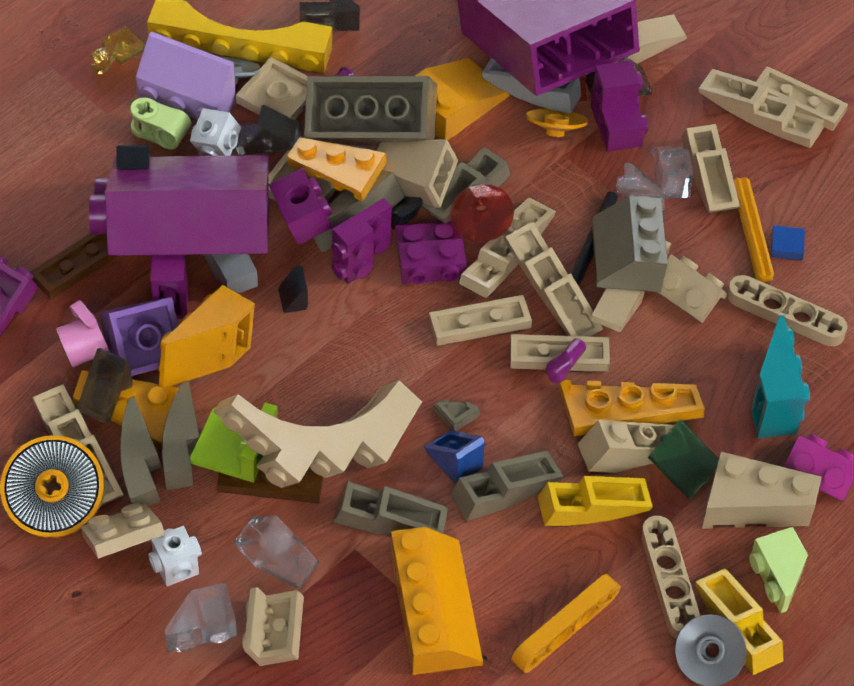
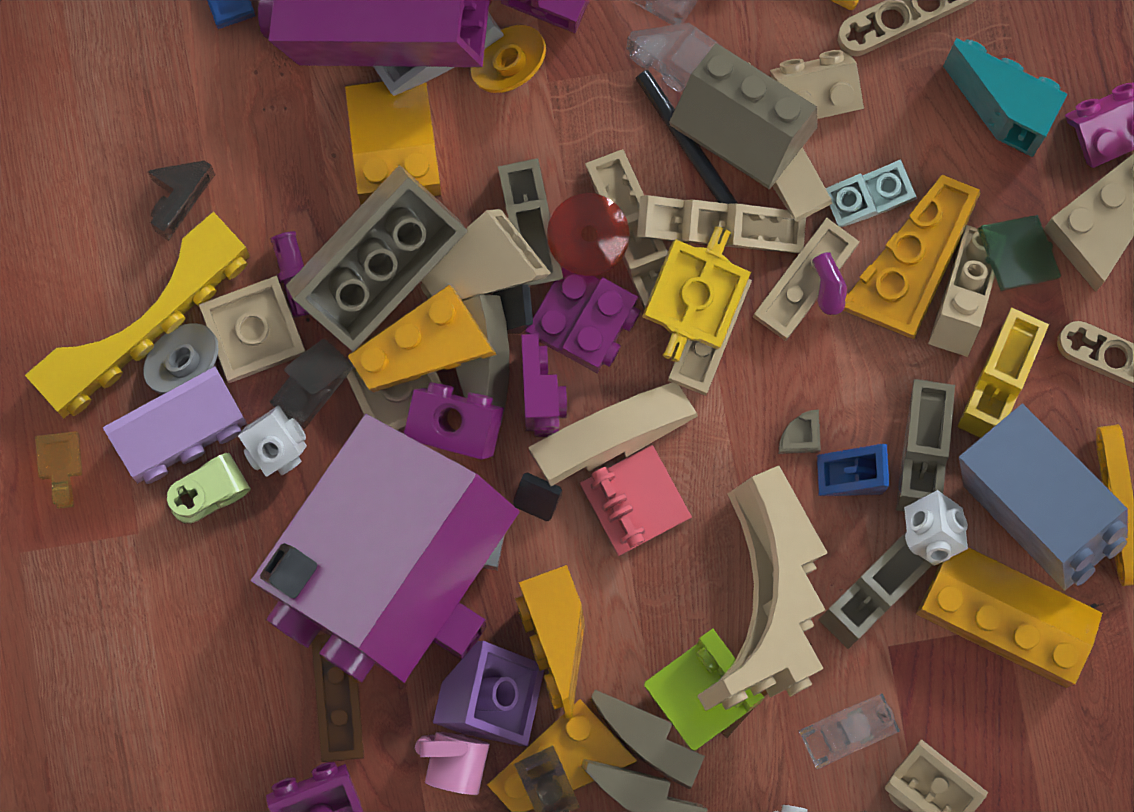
camera: 55 degrees left, 25 degrees up
(335, 345) = (635, 500): none -> coral hinge
(375, 305) = (612, 431): none -> tan slope
(453, 509) = (936, 528): none -> white brick
(493, 287) = (696, 294): none -> yellow plate
(526, 554) = (1045, 497): none -> sand blue brick
(642, 356) = (870, 194): none -> light aqua slope

